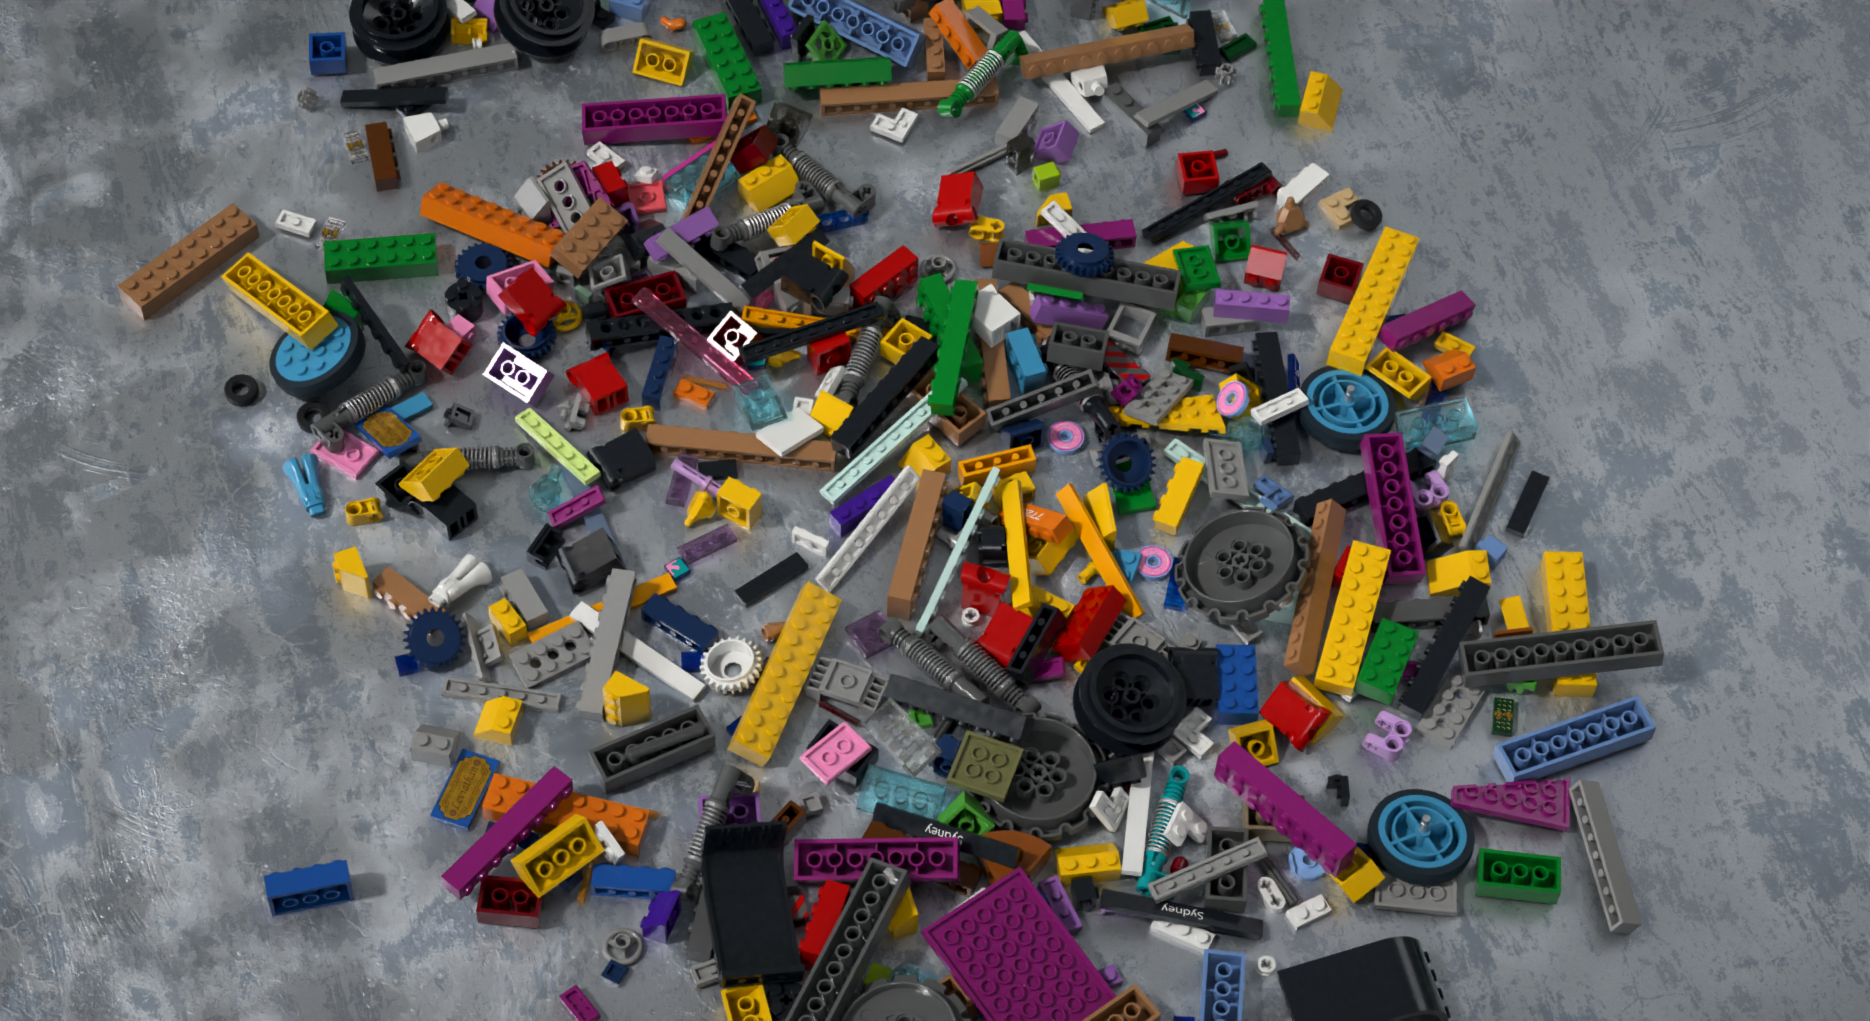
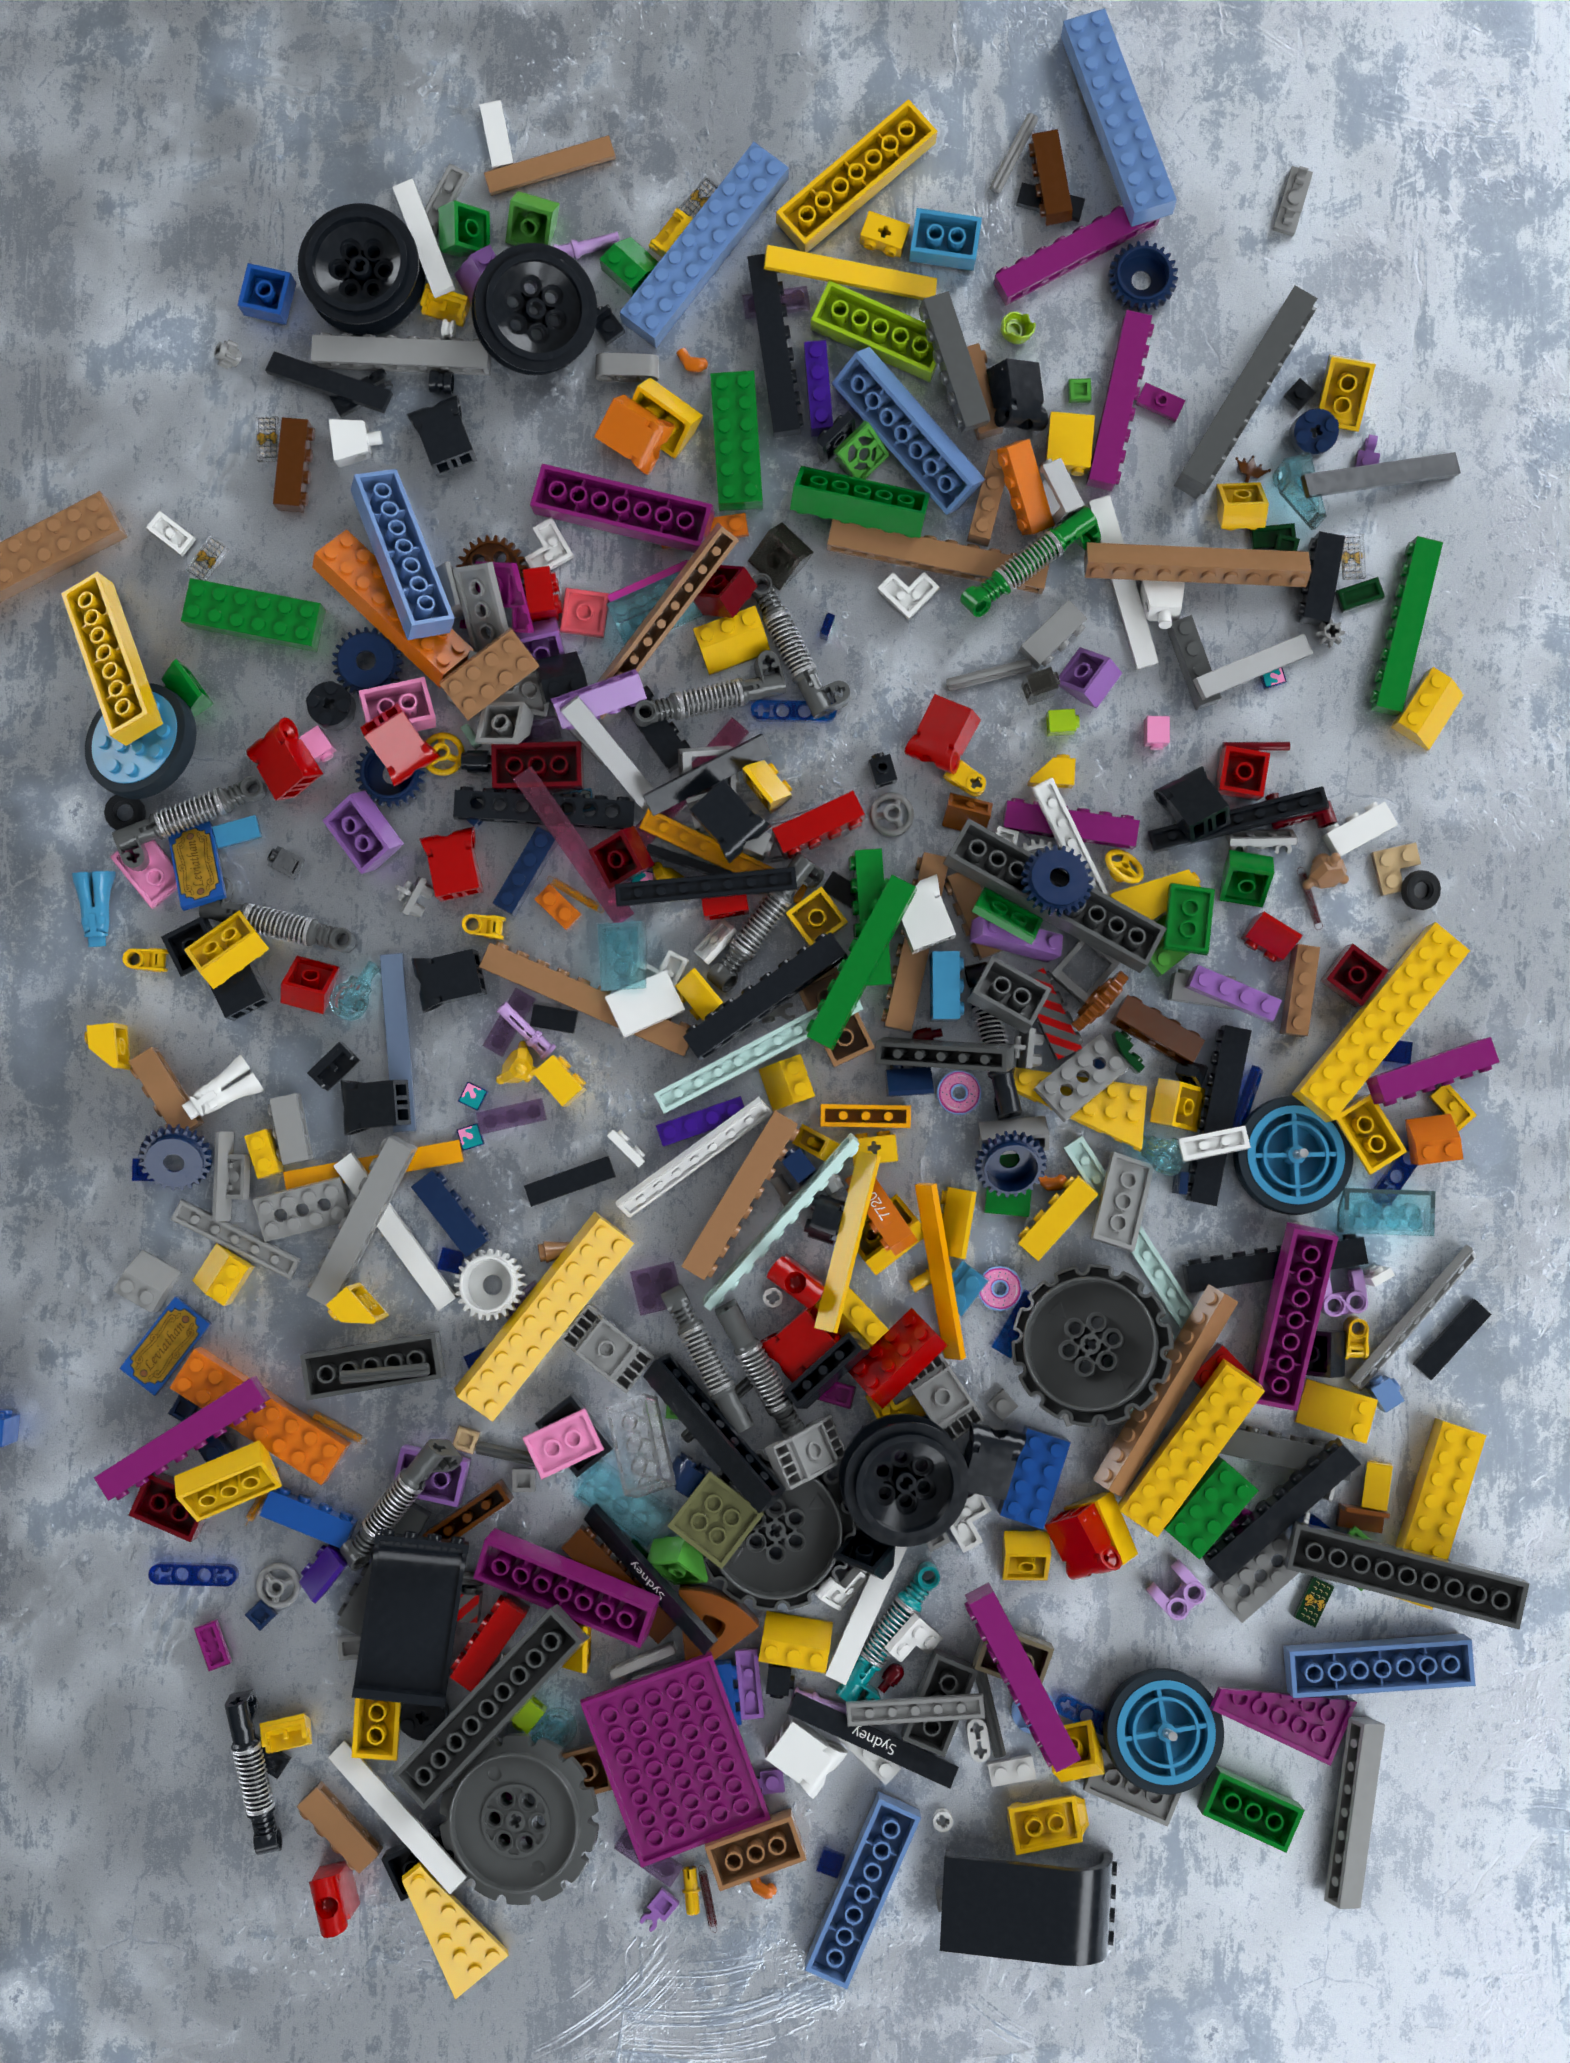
camera: 20 degrees right, 30 degrees up
(239, 380) = (44, 741): black tyre -> none
(377, 328) = (212, 733): black plate -> none
(482, 78) = (440, 382): none -> black wheel
(492, 182) = (402, 554): none -> medium blue brick
(496, 110) = (444, 435): none -> black piece
(506, 496) = (309, 984): none -> red slope
(545, 960) = (193, 1574): none -> clear blue beam
(557, 446) = (381, 939): yellowish green plate -> none
(576, 507) = (380, 1028): magenta plate -> none
(613, 852) = (290, 1478): white plate -> none
(646, 70) = (634, 432): none -> orange piece
(646, 175) = (592, 582): white plate -> none
(669, 540) = (473, 1096): none -> tile
(793, 225) = (734, 722): yellow brick -> none
(799, 789) = (504, 1453): none -> dark grey axle
(838, 713) = (591, 1375): dark red piece -> none
(841, 159) = (827, 626): none -> clear blue tile
(920, 240) = (882, 770): none -> black brick
(1040, 702) = (806, 1453): none -> light grey plate
(1121, 164) = (1156, 732): none -> bright pink brick
(1122, 395) = (1047, 1062): magenta brick -> none
(1128, 944) = (804, 1754): none -> white piece
(1132, 254) = (1122, 870): none -> yellow piece
(1150, 336) = (1100, 1001): none -> dark orange gear
(1163, 479) = (1053, 1183): none -> orange arm
(1170, 199) = (1194, 804): none -> black piece
(1226, 395) = (1153, 1115): tile -> none
(1275, 494) = (1171, 1245): medium blue tile -> none
(1303, 300) = (1300, 990): none -> medium nougat brick
(1341, 786) = (1102, 1641): black bracket -> none
(1351, 933) = (1047, 1823): none -> yellow slope
(1433, 442) = (1373, 1247): sand blue brick -> none

